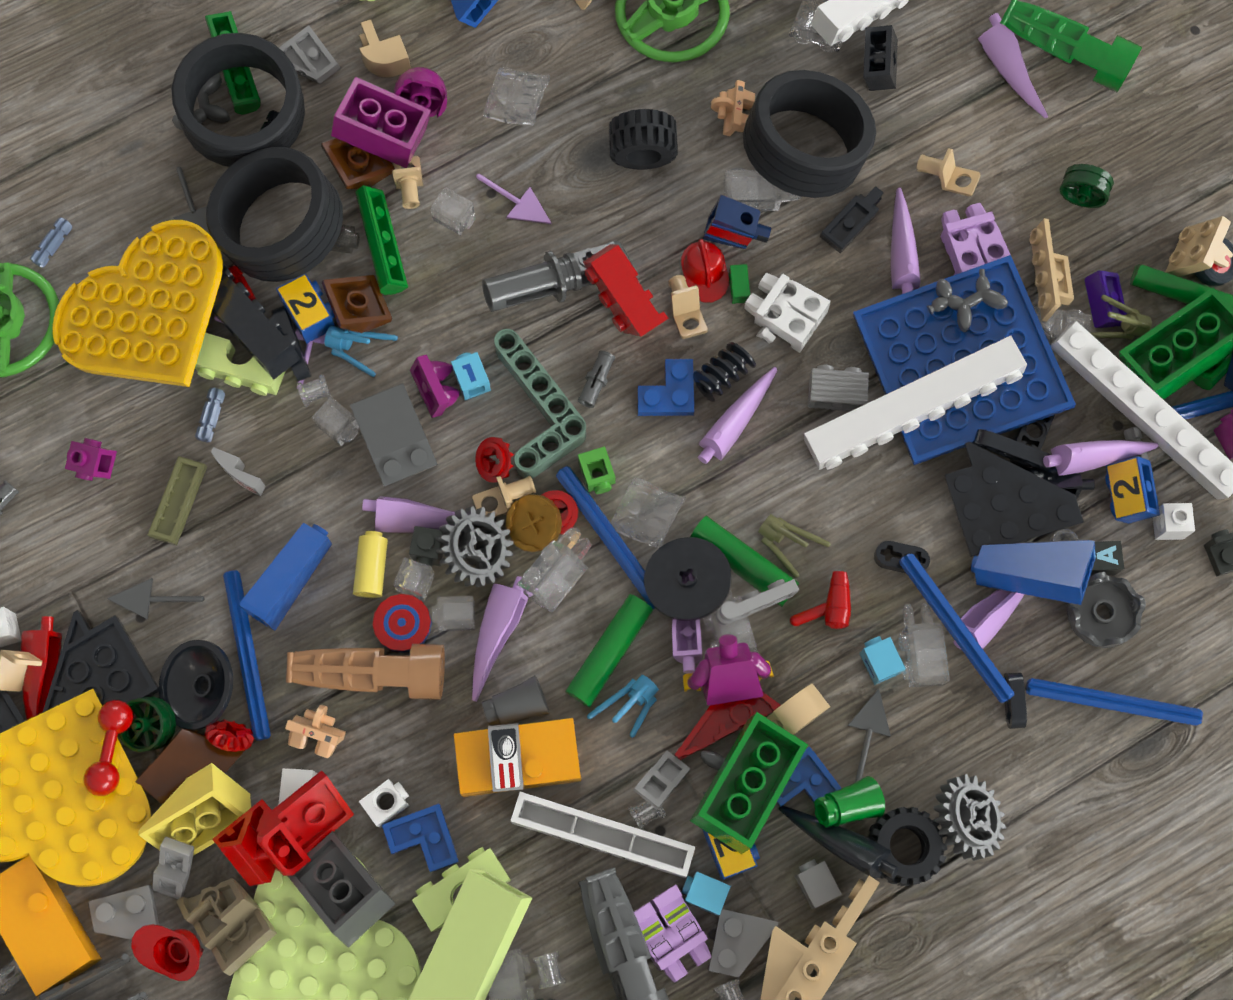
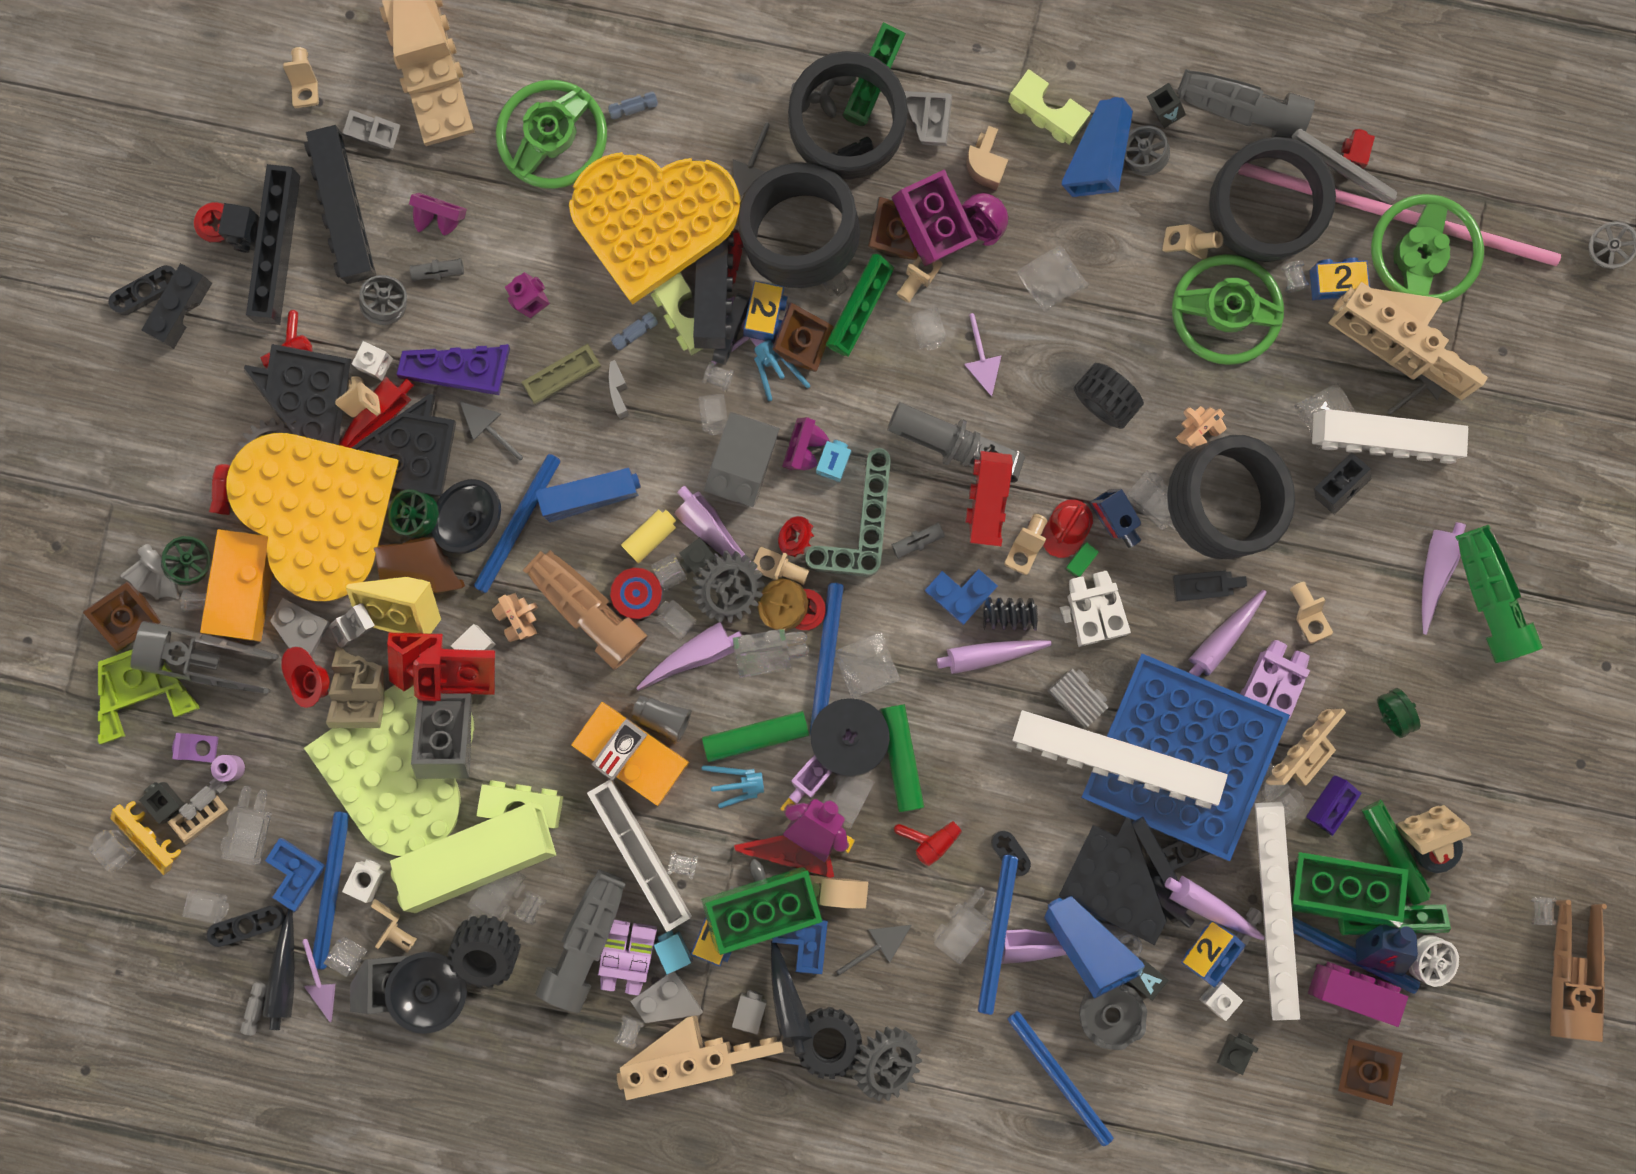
camera: 40 degrees right, 10 degrees up
(89, 566) = (466, 369): none -> dark purple wing
(102, 776) = (354, 529): red piece -> none
(229, 736) = (453, 565): red gear -> none
(371, 802) = (509, 704): white brick -> none
(424, 828) = (533, 749): blue plate -> none
(597, 461) = (862, 597): bright green brick -> none
(662, 779) = (710, 854): light grey slope -> none
(756, 602) = (878, 796): light grey plate -> none
(776, 529) = (941, 756): olive plant -> none
(852, 803) = (817, 983): green plant -> none
(881, 659) = (930, 908): medium azure brick -> none
(964, 317) = (1219, 721): dark grey piece -> none
(1016, 706) = (989, 1022): black beam -> none
(1132, 323) = (1332, 839): olive plant -> none

